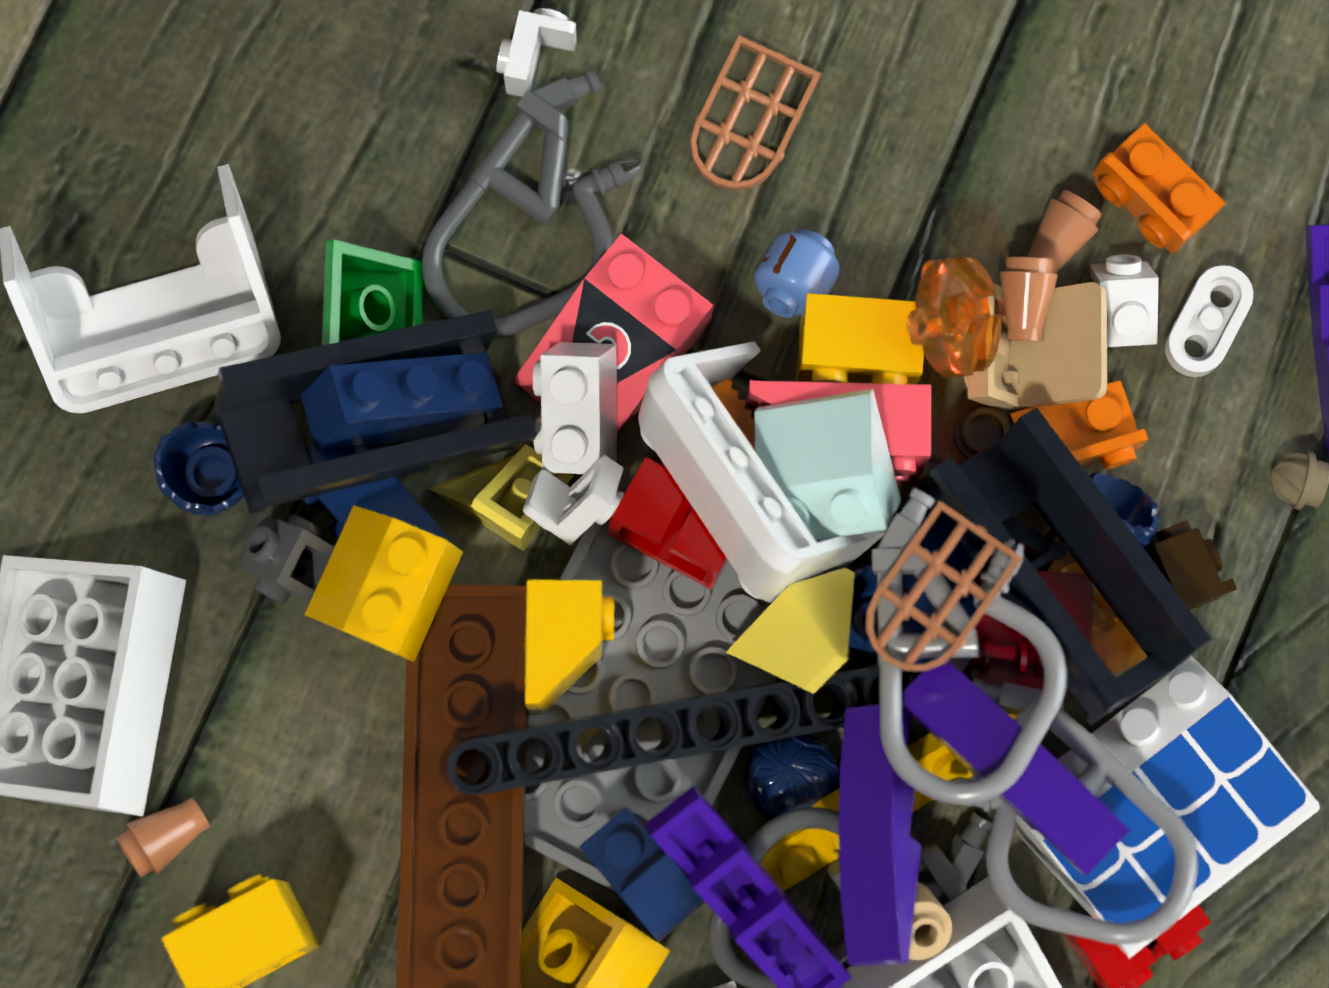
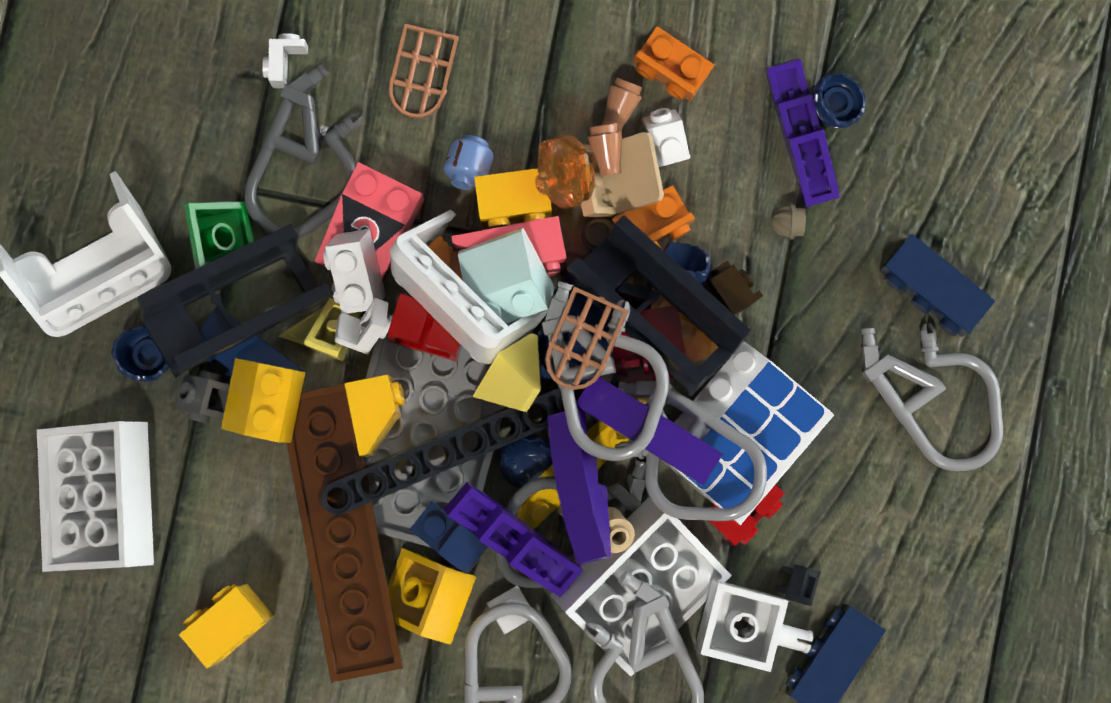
camera: 10 degrees left, 5 degrees up
(159, 837) = (167, 574): nougat cone -> none
(400, 399) = (249, 290): dark blue brick -> none
(1208, 324) = (718, 139): white plate -> none

